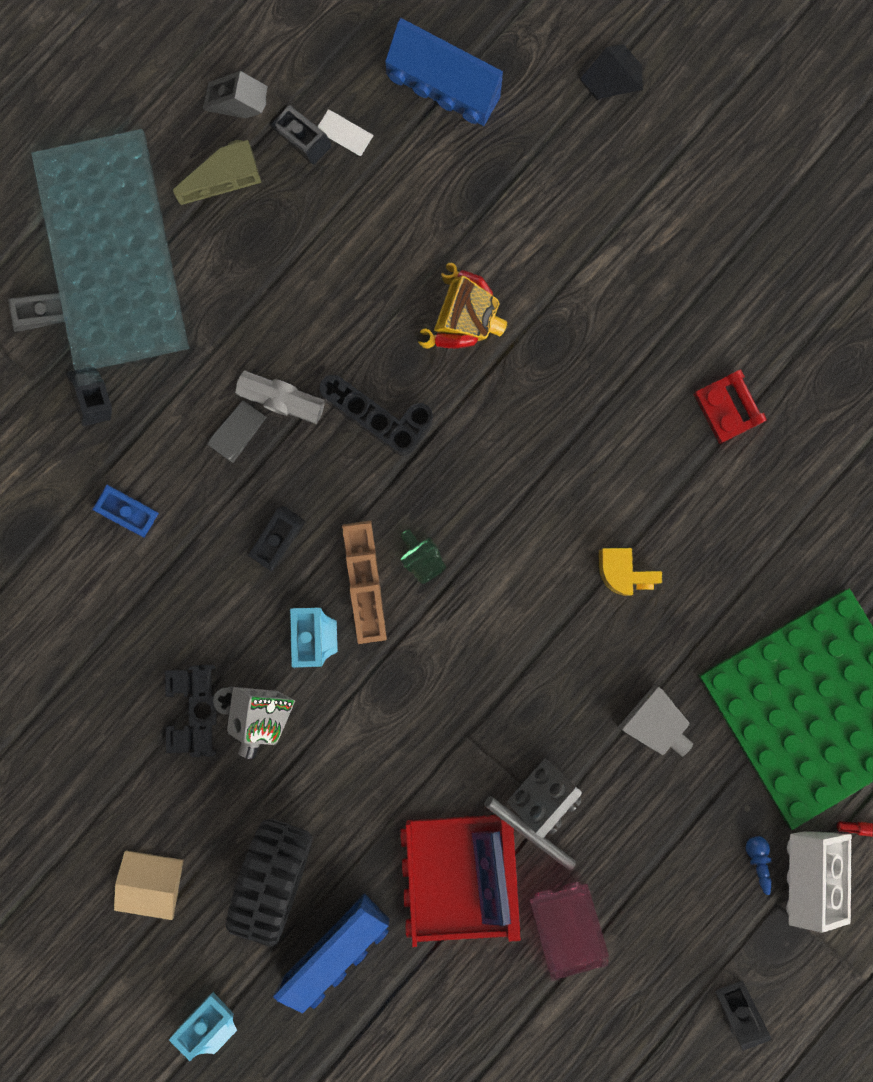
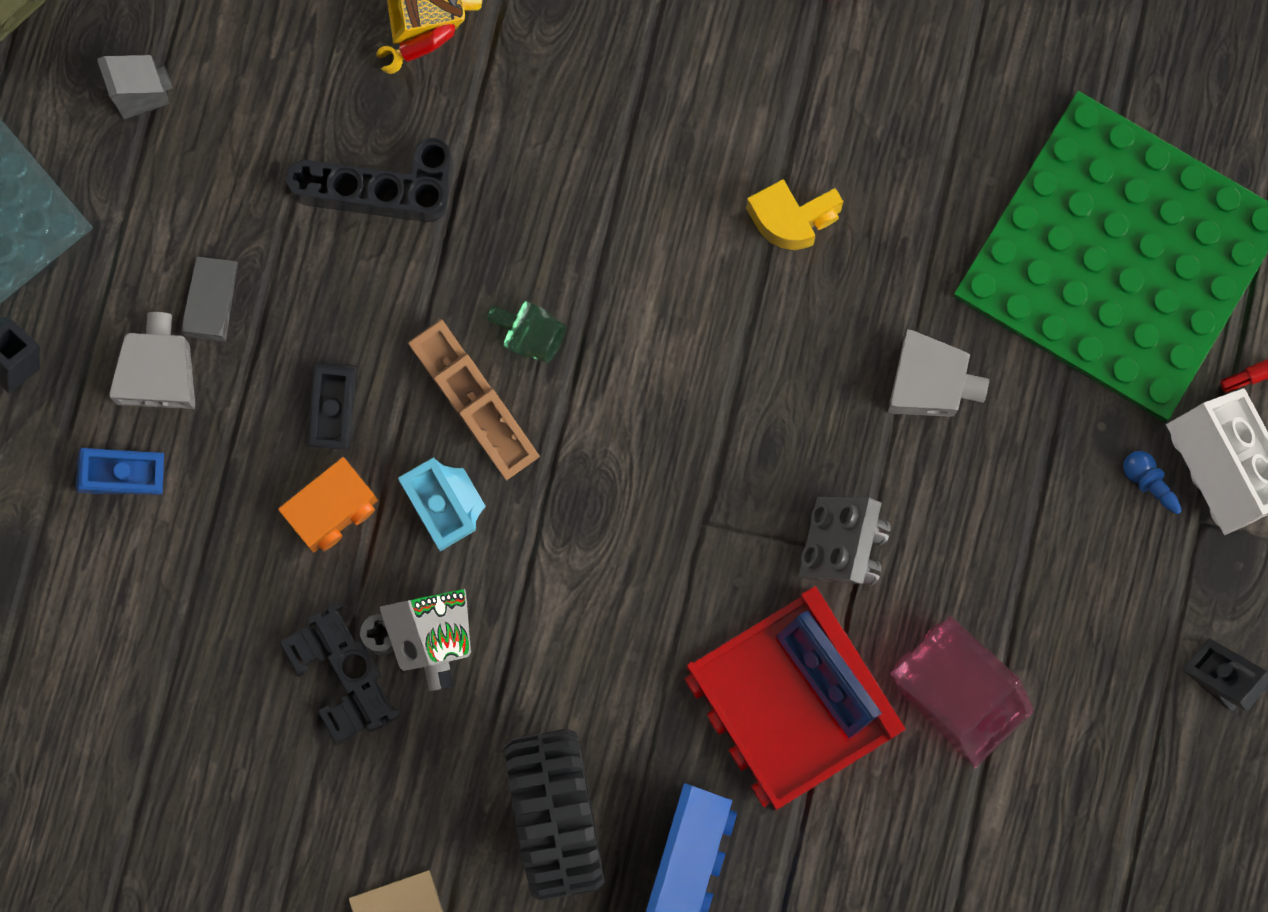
camera: 30 degrees left, 5 degrees down
(179, 457) = (154, 368): none -> light grey torso
(239, 601) = (329, 506): none -> orange brick
(259, 271) = (135, 83): none -> slope
(280, 397) = (243, 226): light grey piece -> none
(521, 826) = (846, 592): dark grey bar -> none

